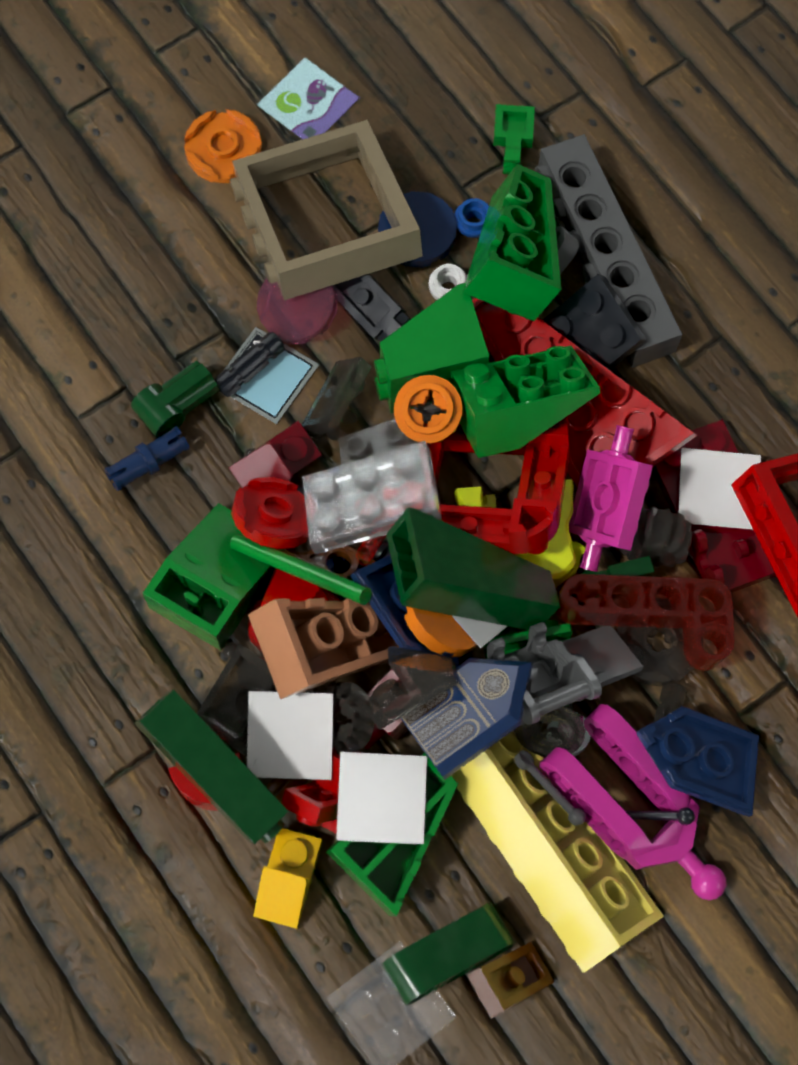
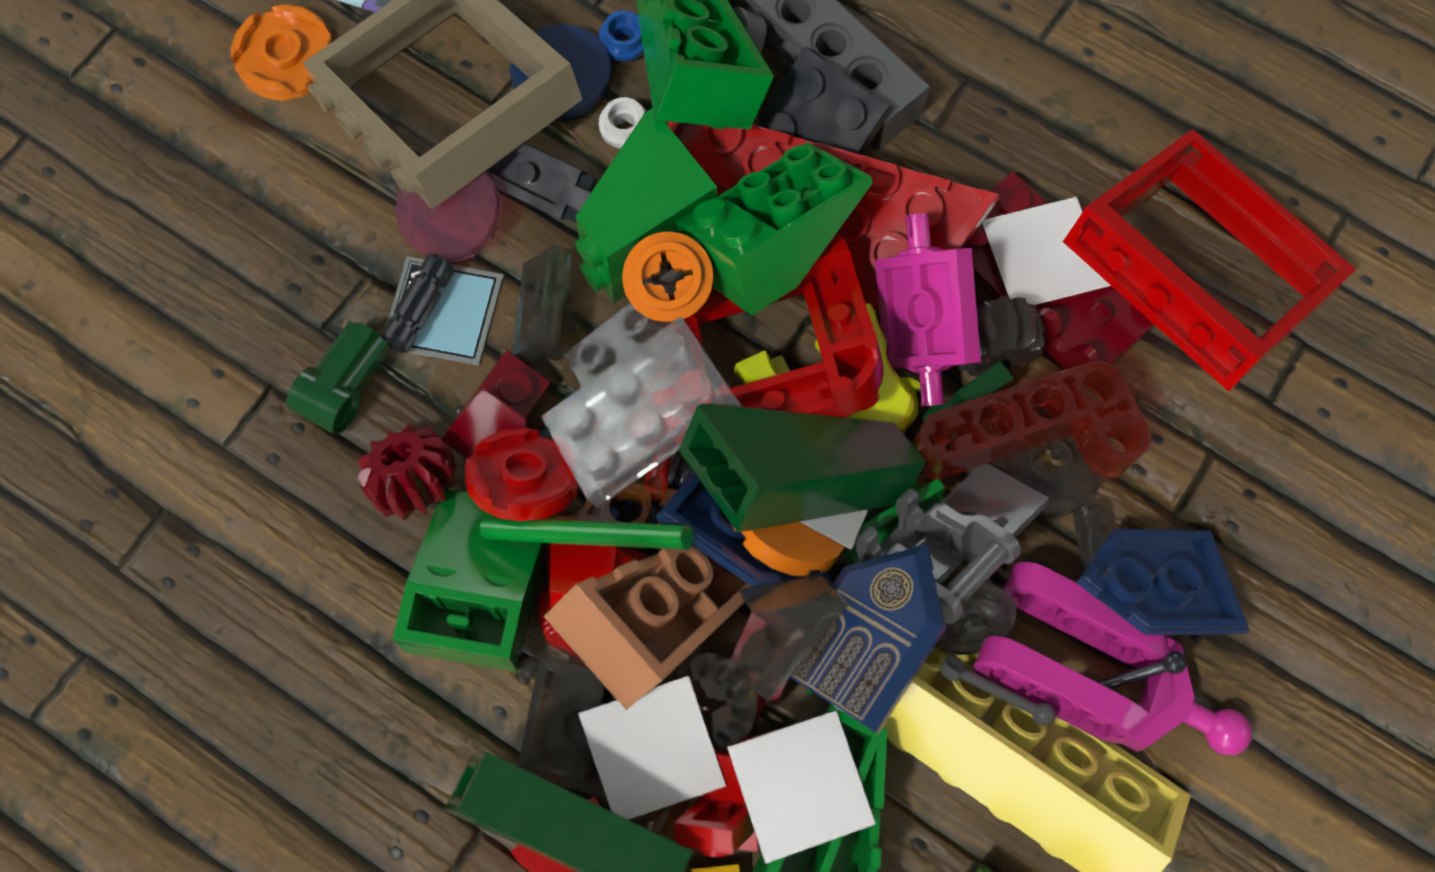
camera: 20 degrees left, 0 degrees up
(147, 458) = (331, 465): dark blue pin -> none
(196, 482) = (407, 471): none -> dark red gear

